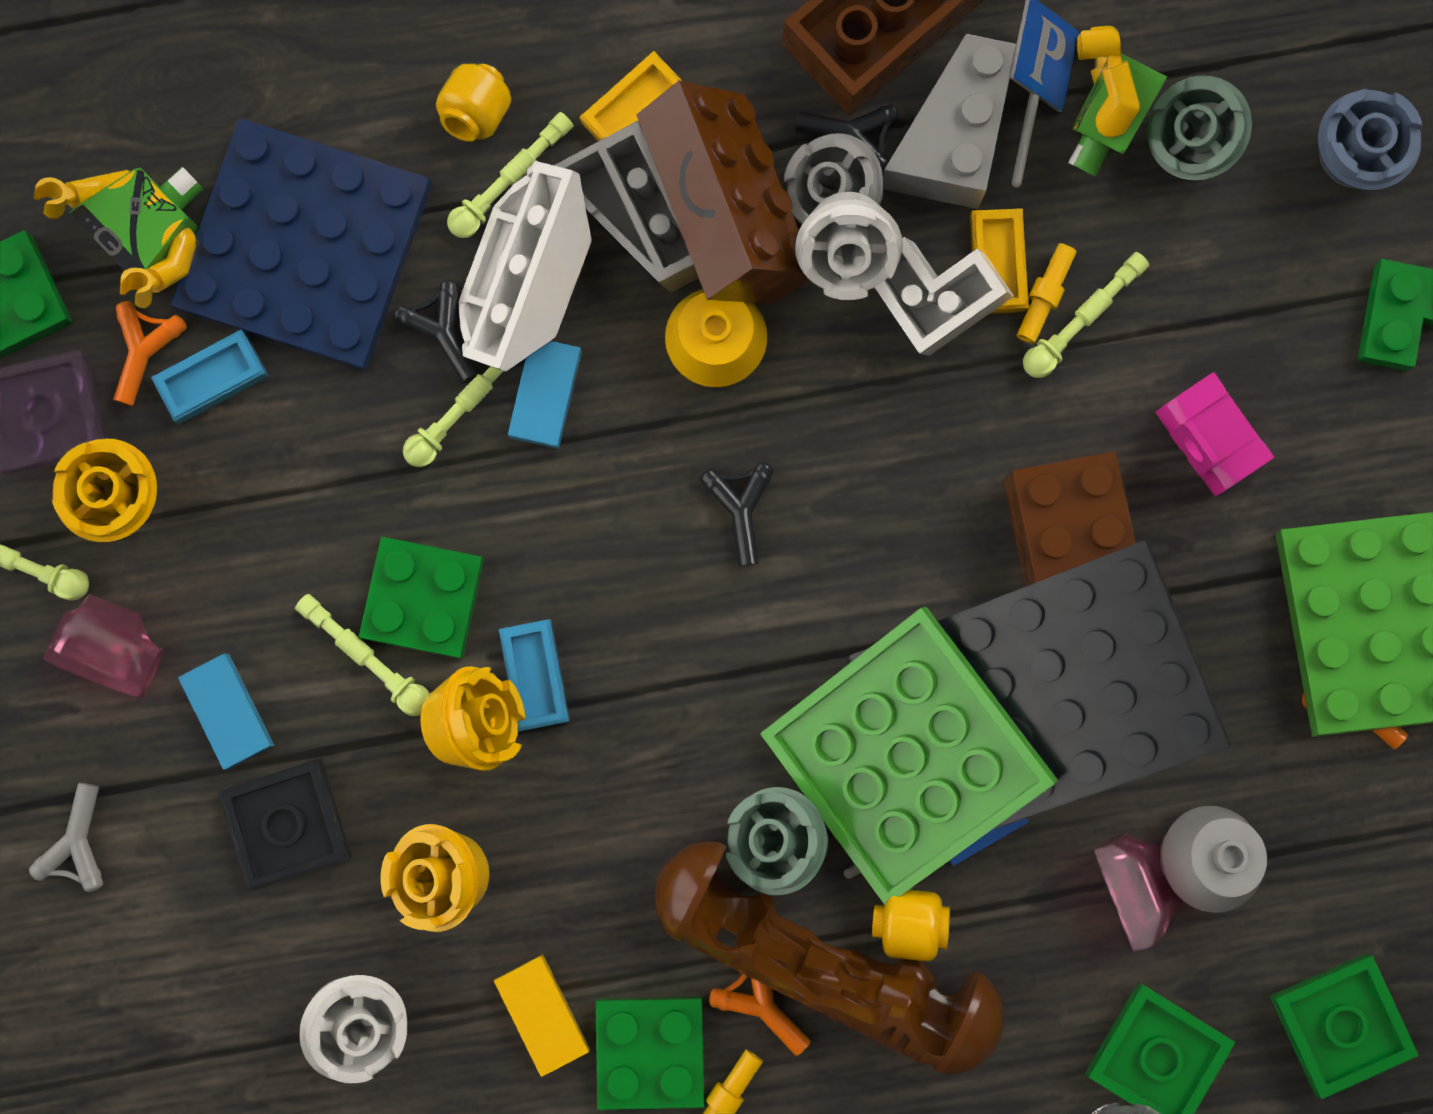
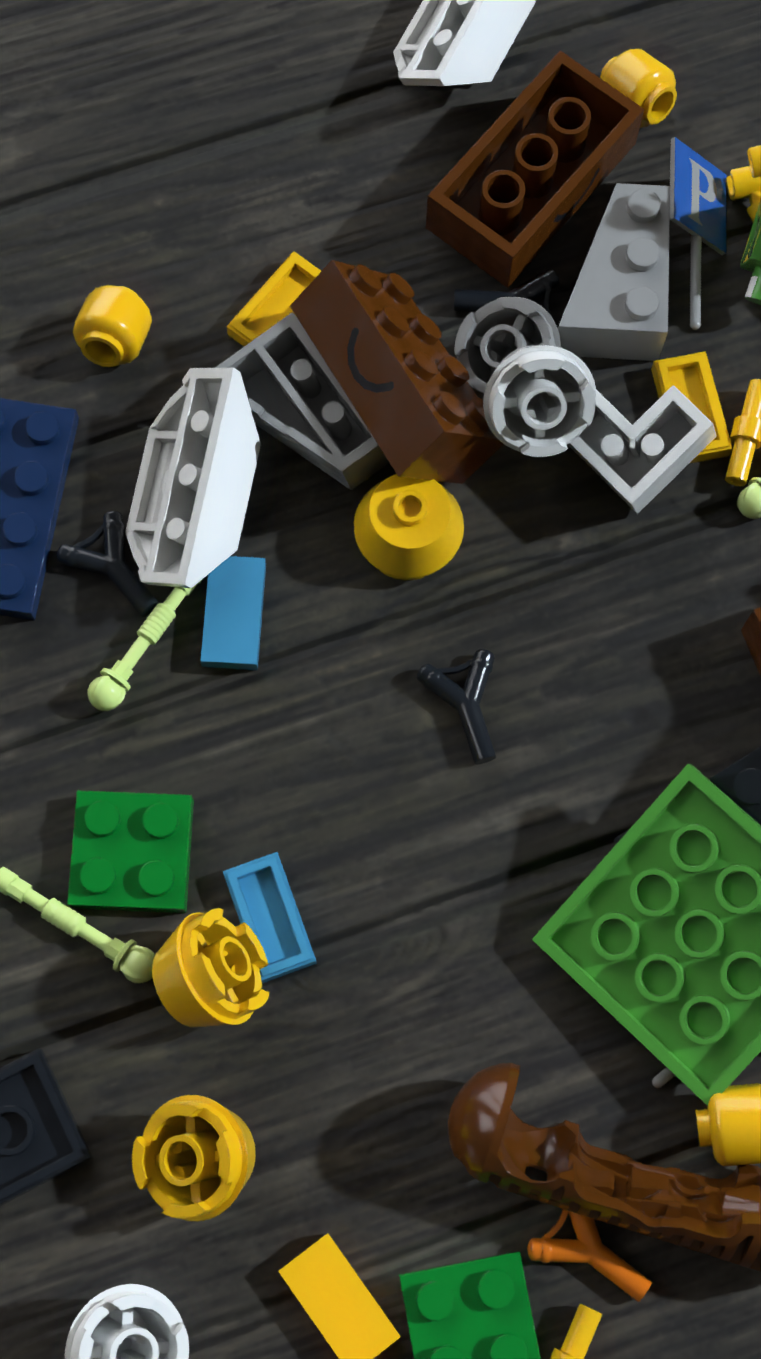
camera: 15 degrees left, 10 degrees down
(466, 219) = (123, 444): yellowish green piece -> none
(776, 841) = (574, 1051): sand green cone -> none

